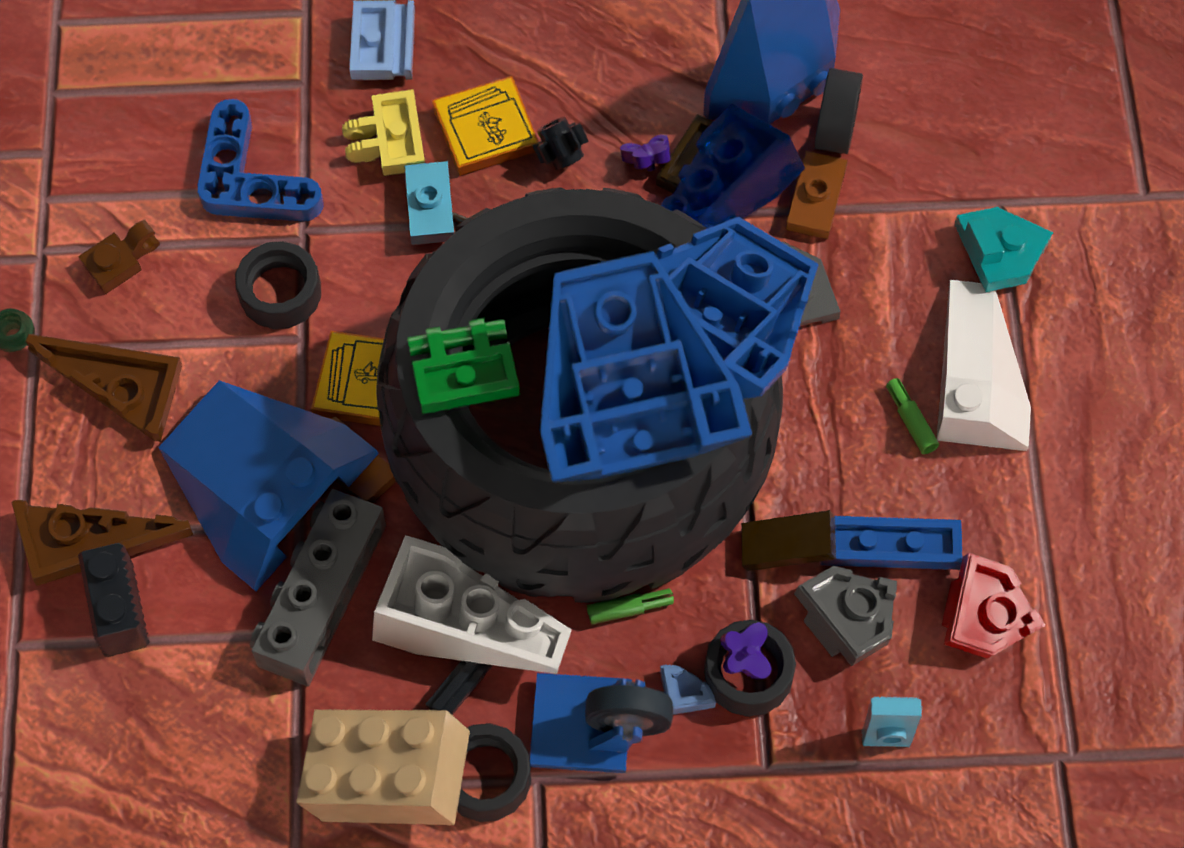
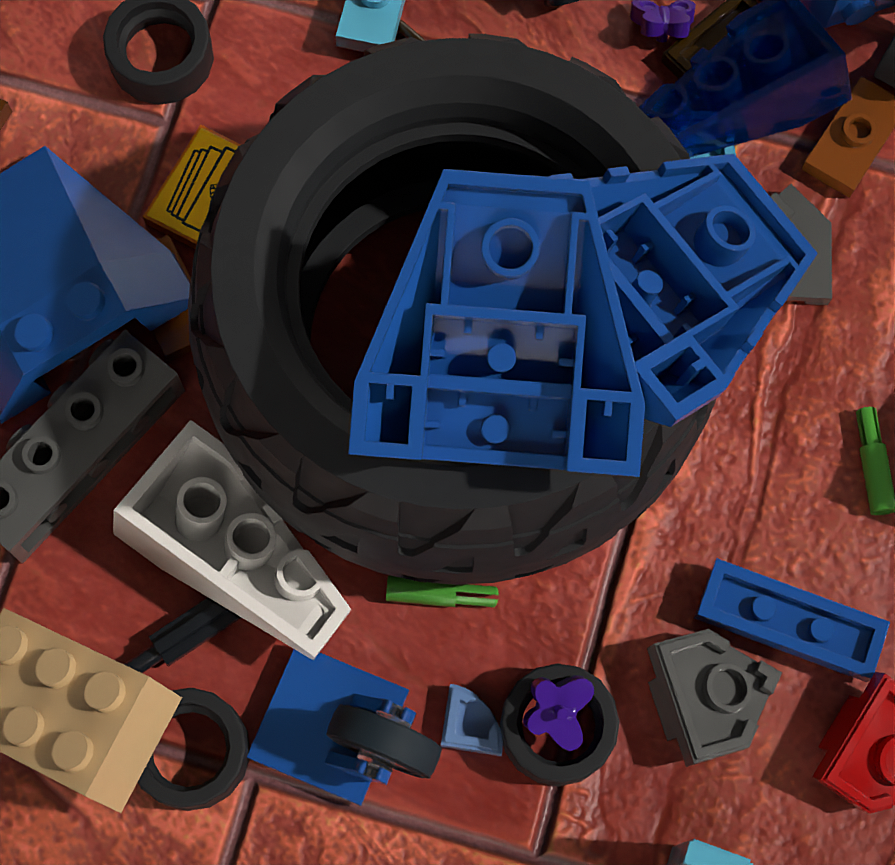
camera: 15 degrees right, 10 degrees up
(464, 376) = (295, 262): green plate -> none
(788, 540) = (664, 577): dark brown tile -> none

